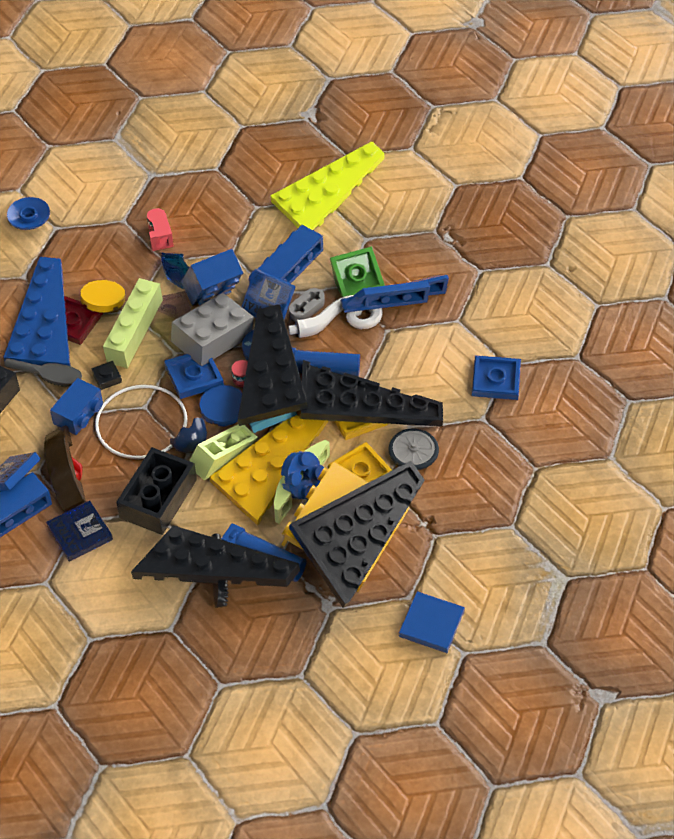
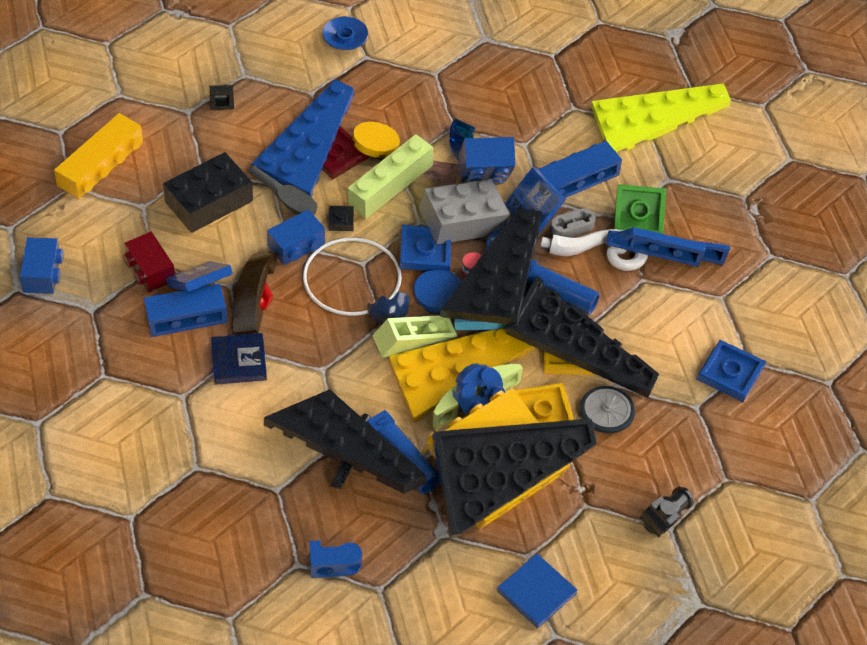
camera: 20 degrees right, 0 degrees up
(156, 491) = (329, 349): black brick -> none
(160, 231) = (463, 100): coral leg -> none
(251, 668) = (334, 561): none -> blue leg
(504, 513) = (666, 511): none -> black connector

